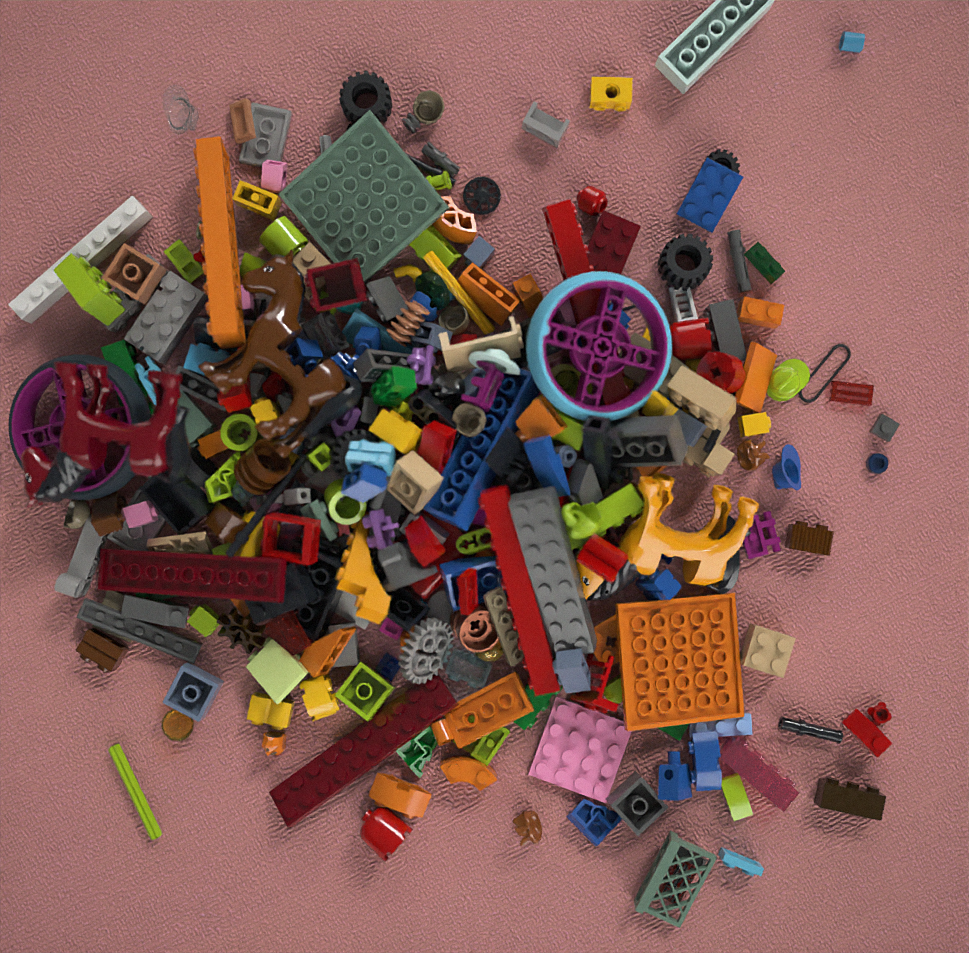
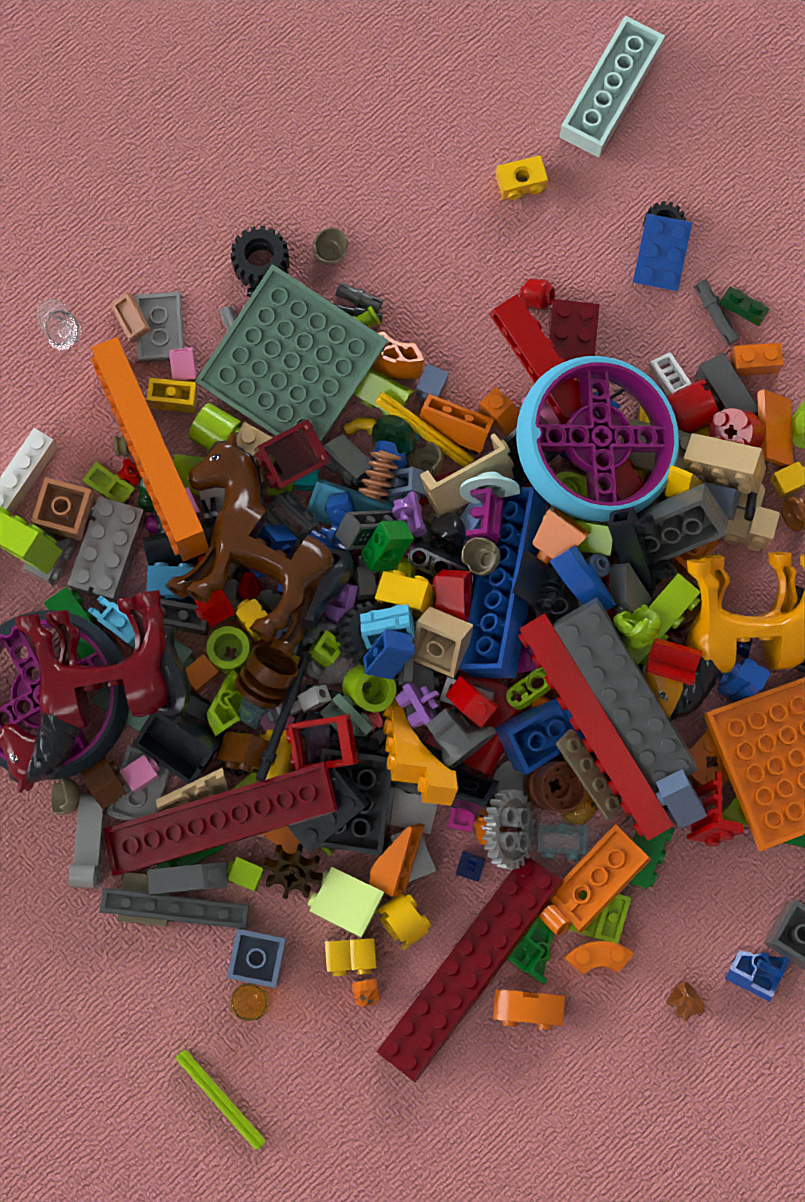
camera: 20 degrees left, 10 degrees down
(101, 650) = (137, 944): reddish brown brick -> none
(288, 633) = (347, 855): clear red wing -> none
(365, 691) = (453, 899): lime brick -> none
(383, 831) = (523, 1054): red cylinder -> none
(411, 123) = (315, 268): dark grey bush -> none
(468, 591) = (539, 750): red plate -> none
(481, 195) = (415, 322): black wheel -> none
(544, 126) = (461, 231): light grey panel -> none
(580, 749) = (717, 896): bright pink plate -> none
(696, 251) = (664, 313): black tyre -> none
(851, 41) = (759, 55): dark azure piece -> none

